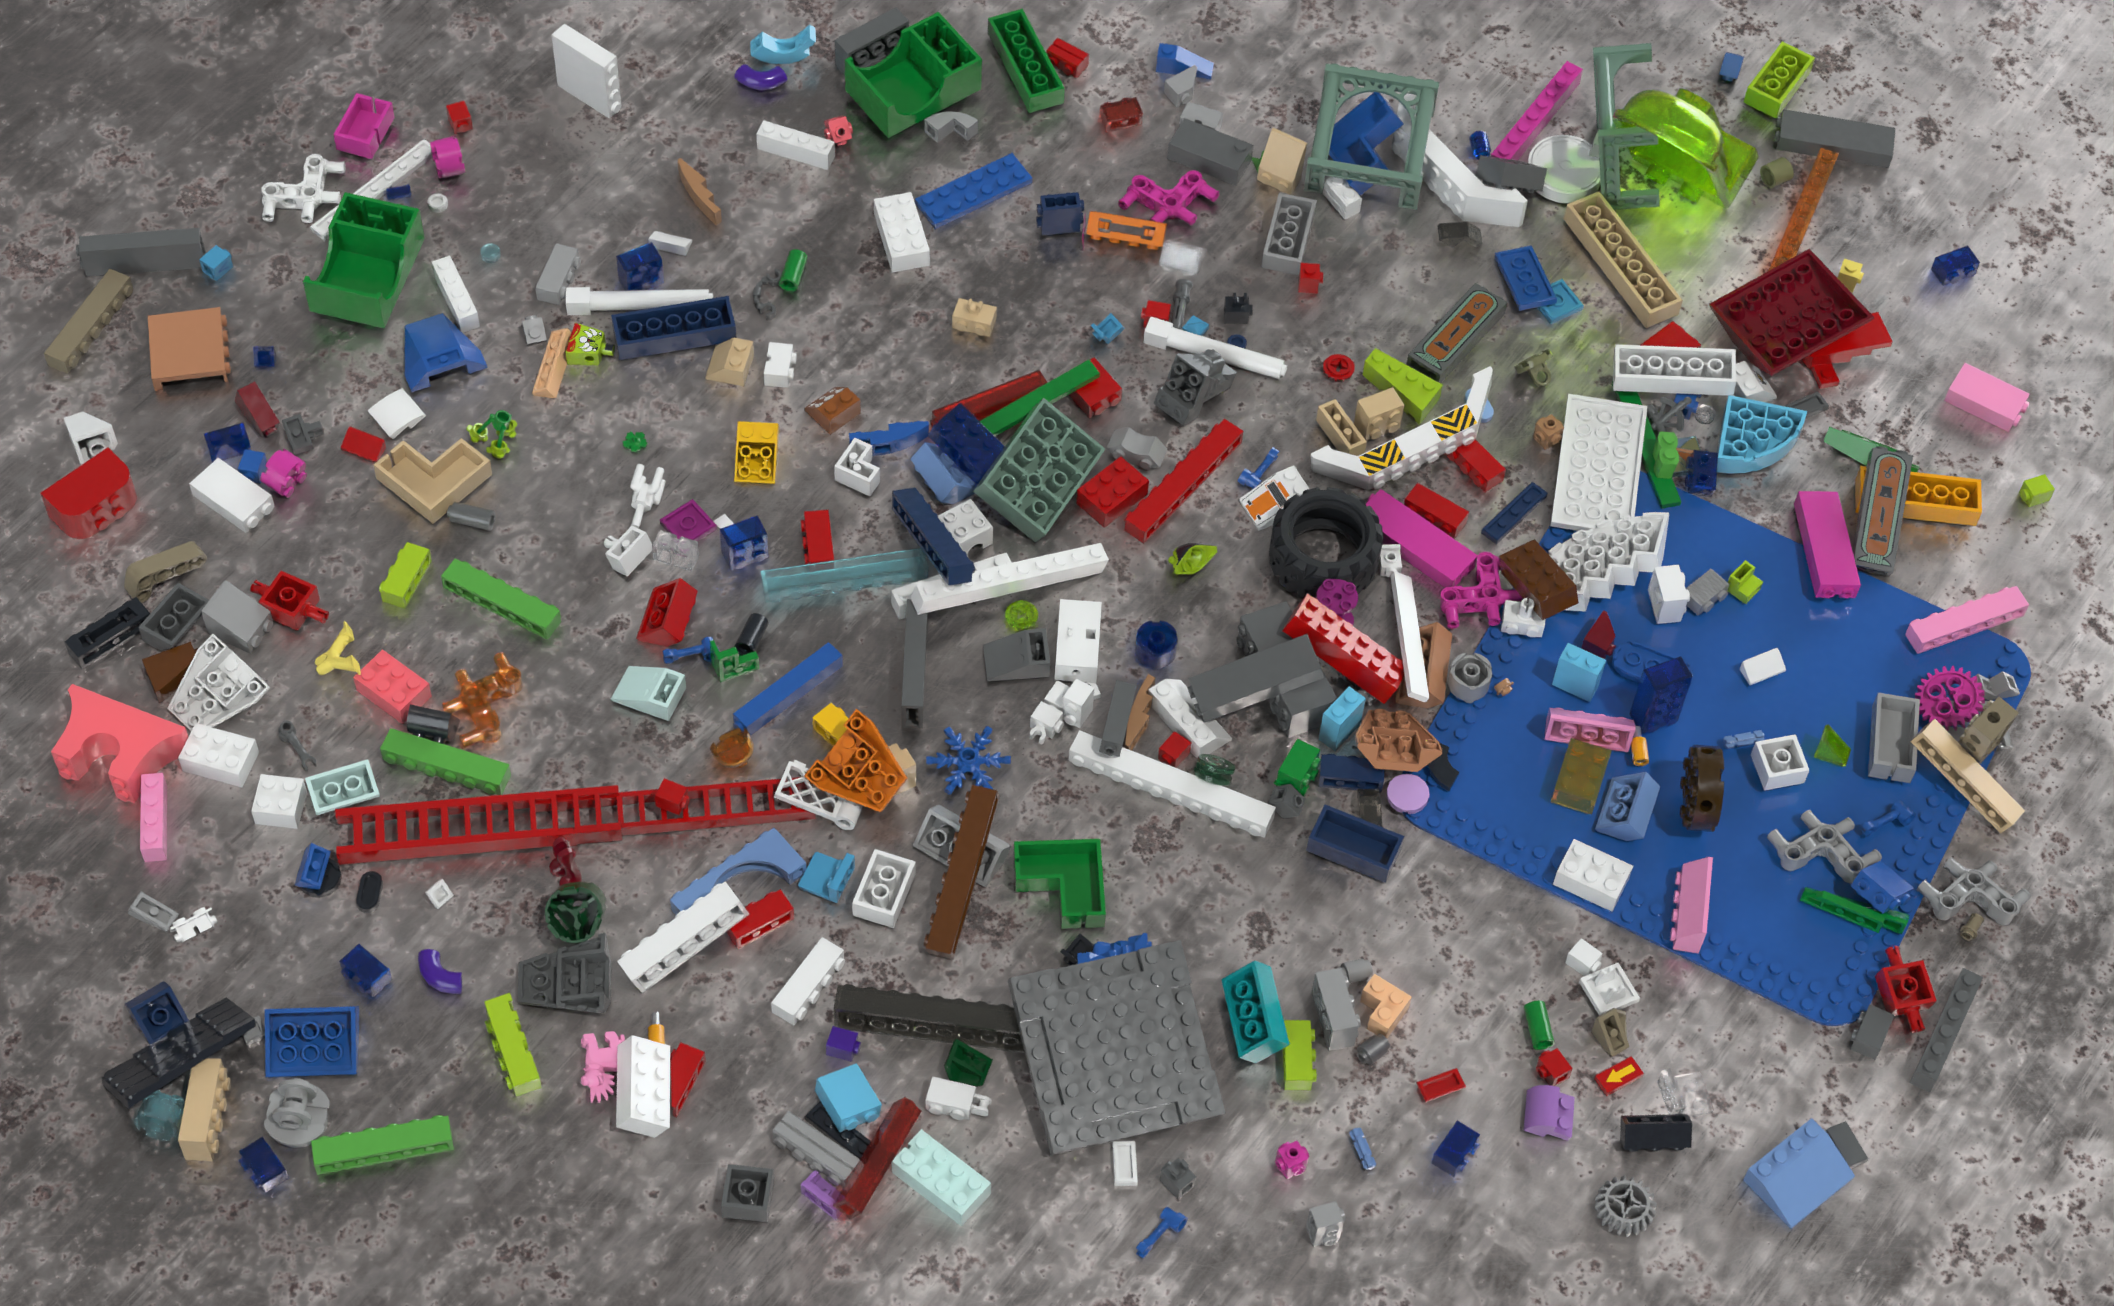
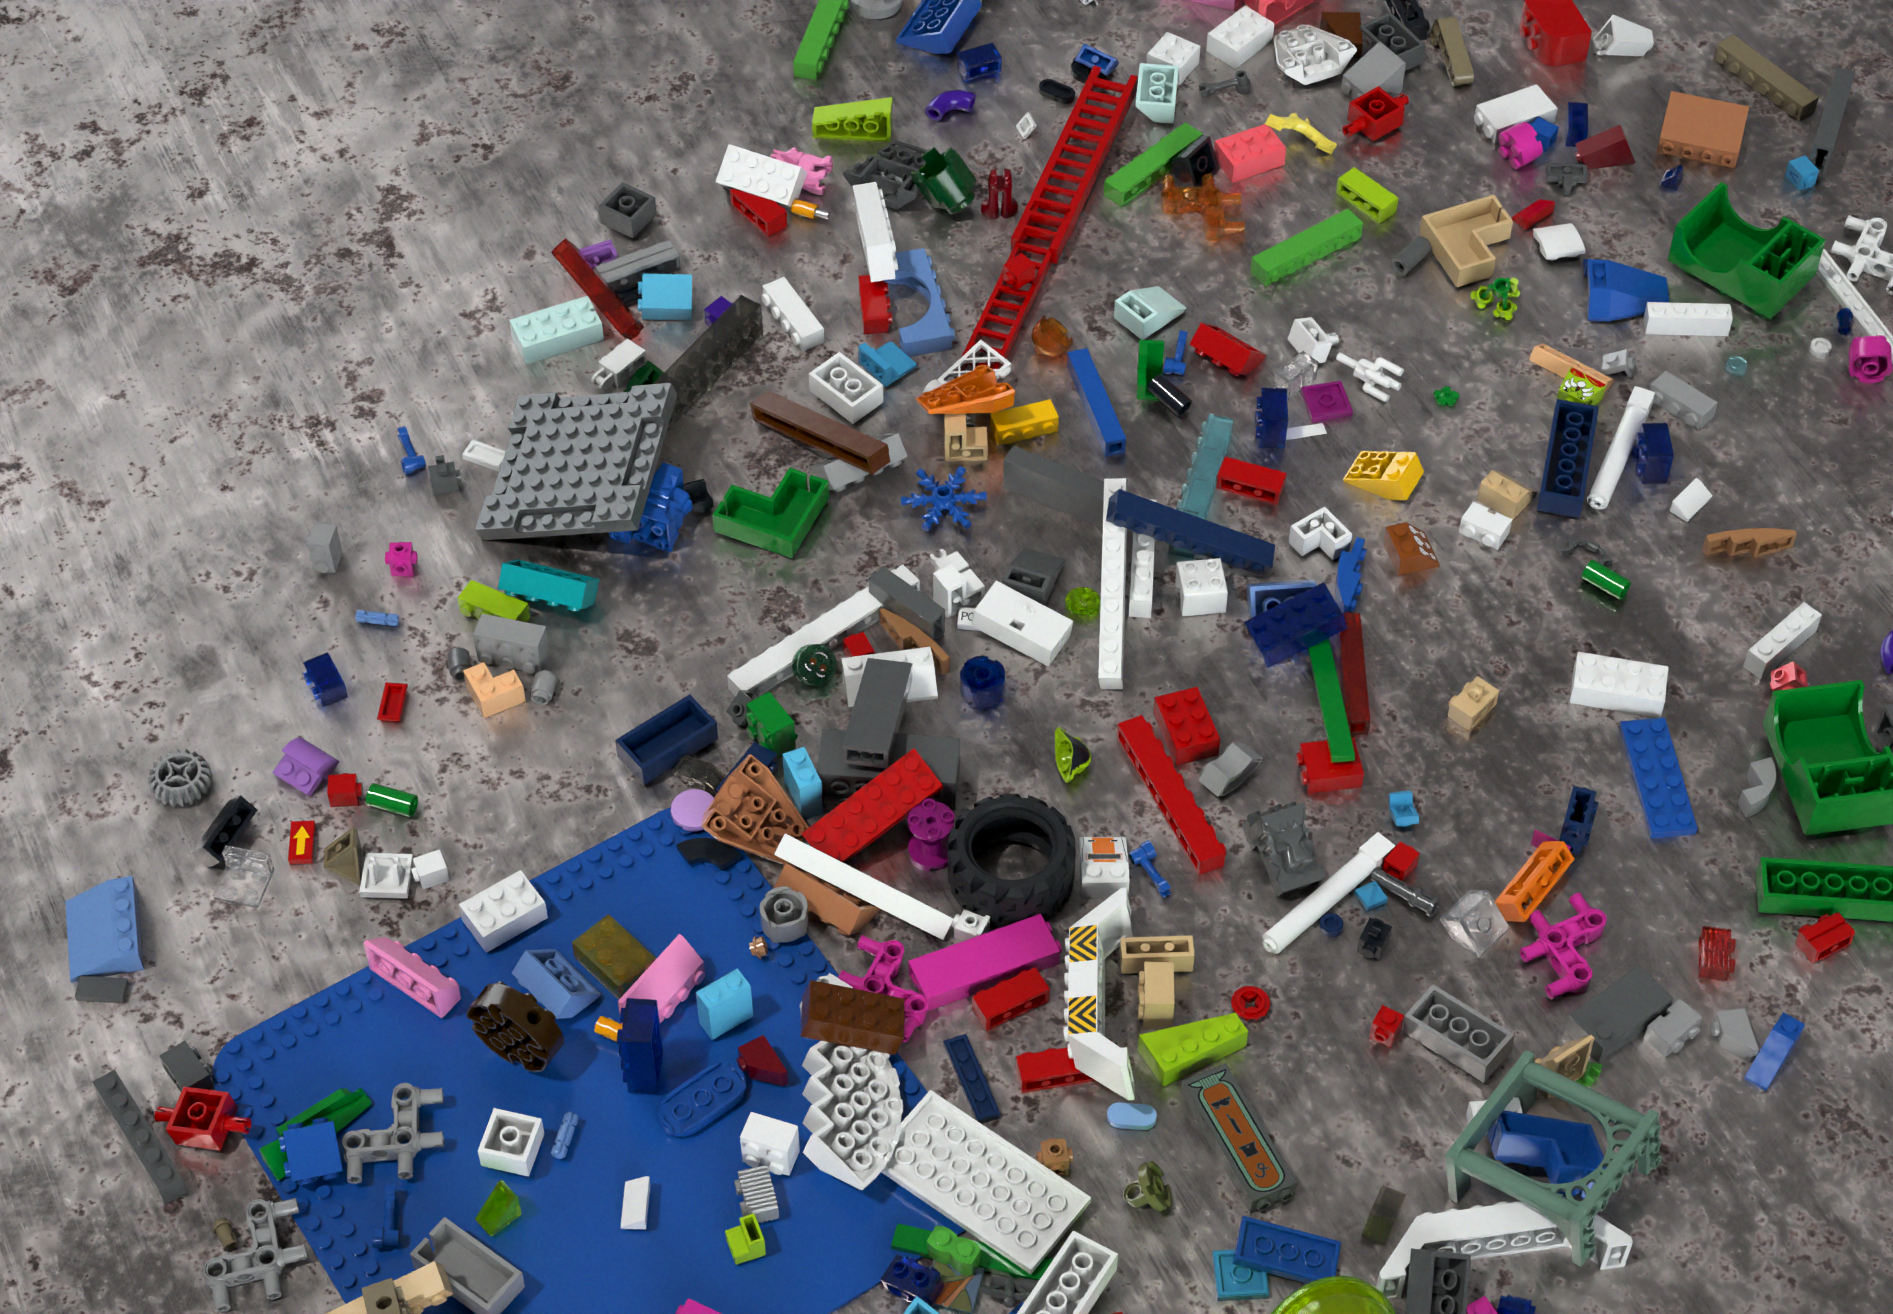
camera: 120 degrees right, 5 degrees down
(1039, 470) = (1234, 660): sand green brick -> none

